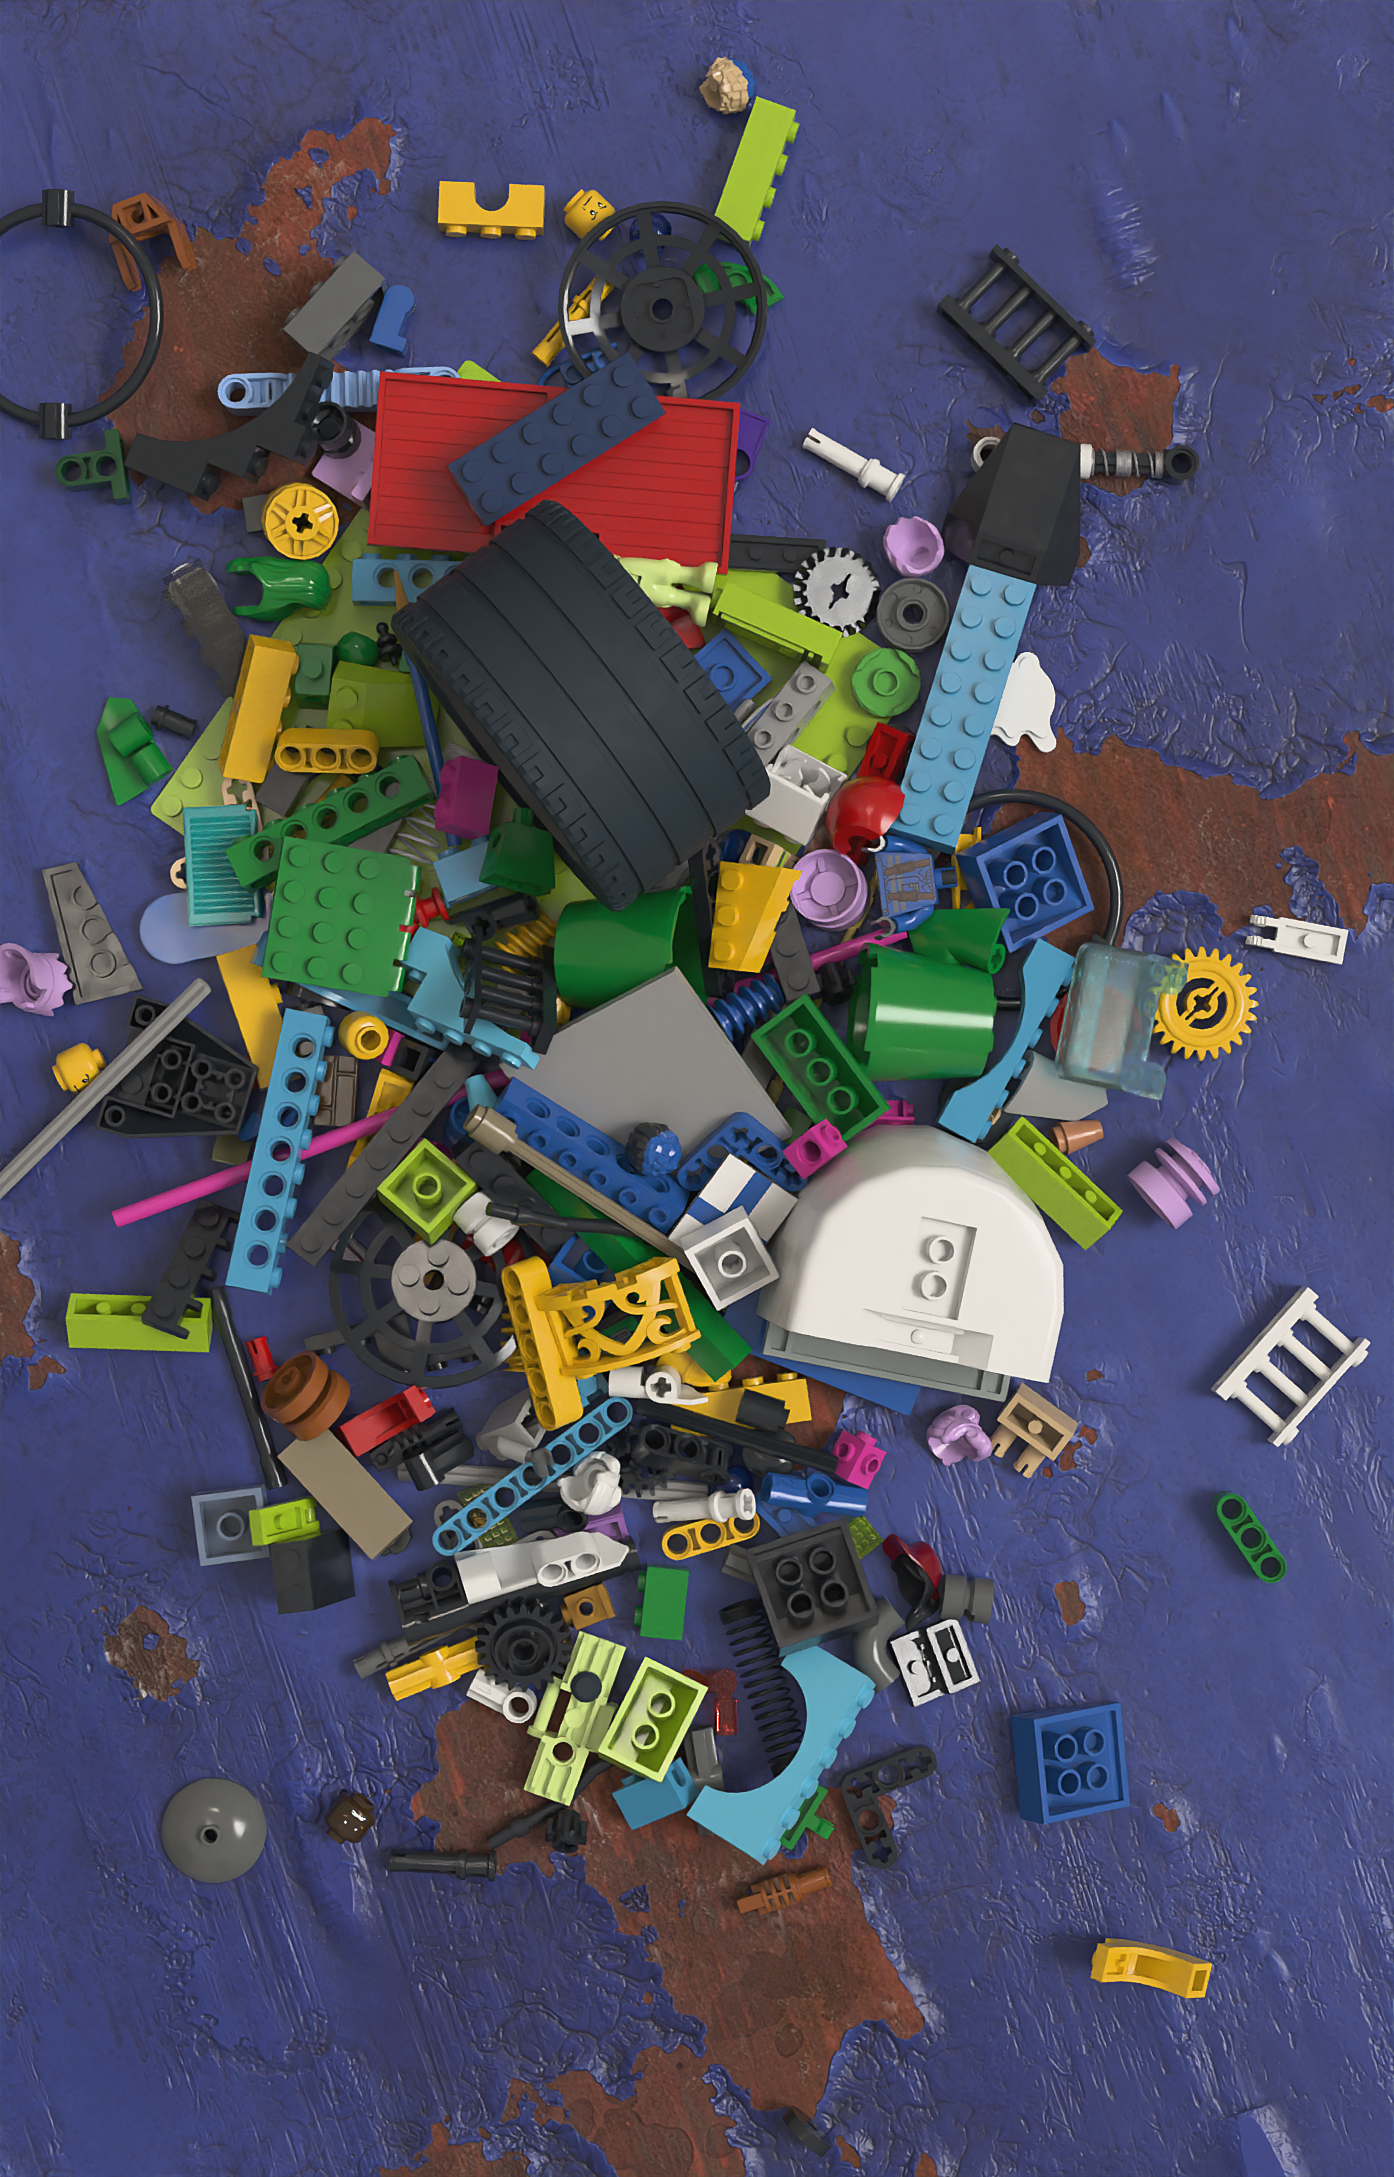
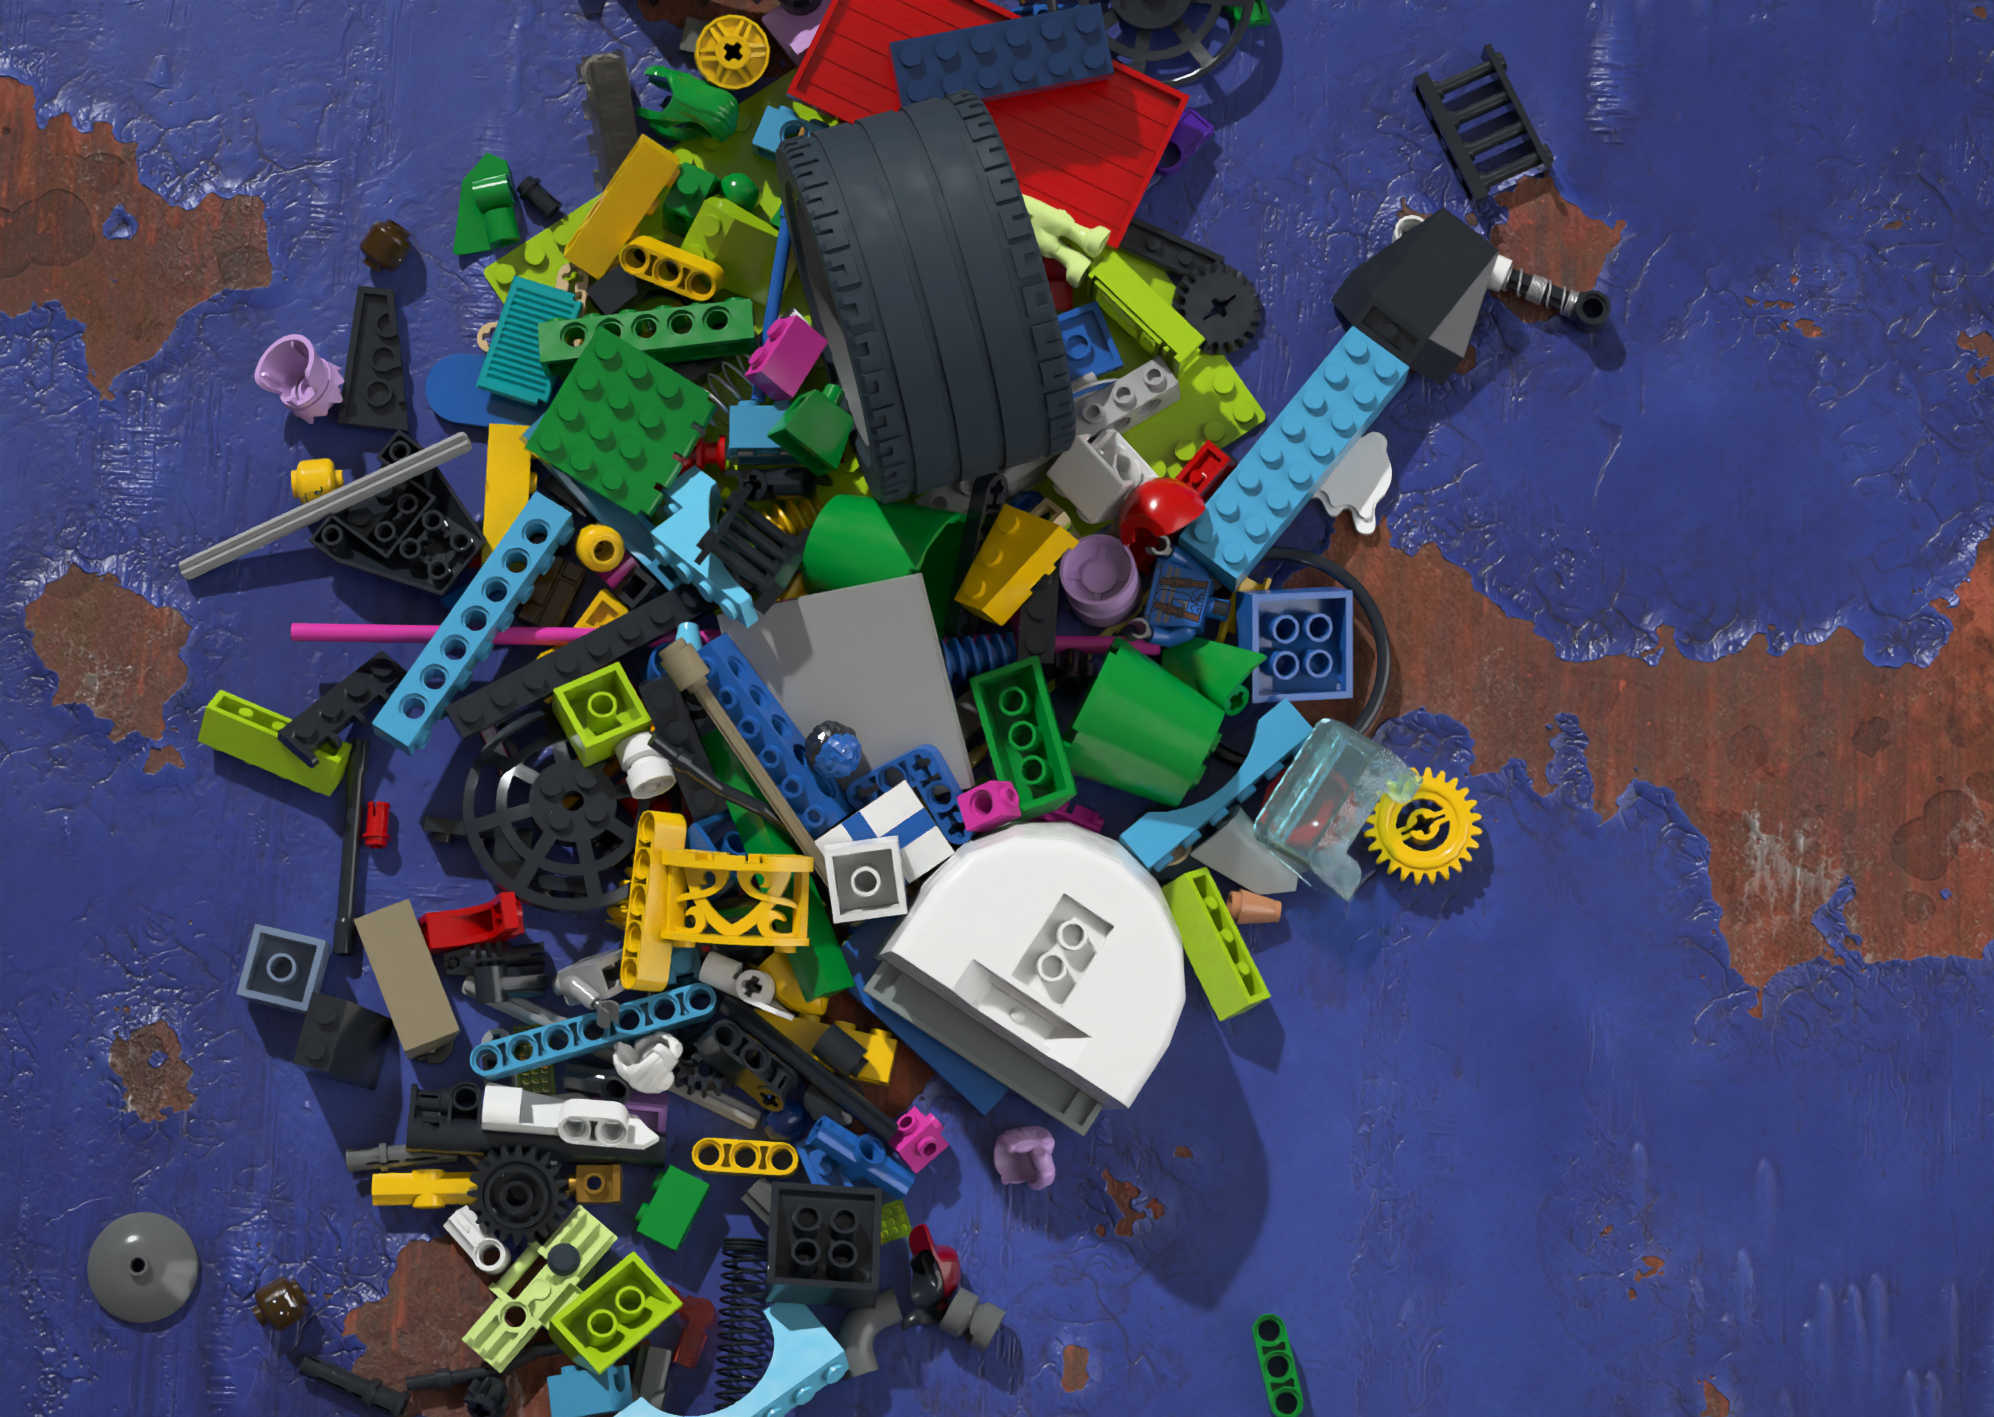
camera: 25 degrees right, 10 degrees down
(52, 822) = (386, 246): none -> dark brown head
(231, 1150) = (428, 610): olive slope -> none
(283, 1521) = (334, 979): lime plate -> none
(305, 1396) = (405, 869): dark orange wheel -> none
(388, 645) = (769, 199): black hair -> none
(717, 1506) = (762, 1130): white pin -> none
(868, 472) = (1288, 209): white pin -> none
(886, 682) = (1231, 409): bright green tile -> none
(912, 594) = (1286, 336): dark grey wheel -> none
(913, 547) = (1305, 291): lavender hair -> none
(933, 1661) = (916, 1373): slope -> none
(1037, 1423) = (1108, 1171): tan brick -> none
(1173, 1182) = (1330, 986): lavender wheel -> none
(1279, 1333) = (1350, 1195): white fence -> none
(1301, 939) = (1543, 802): white hinge -> none

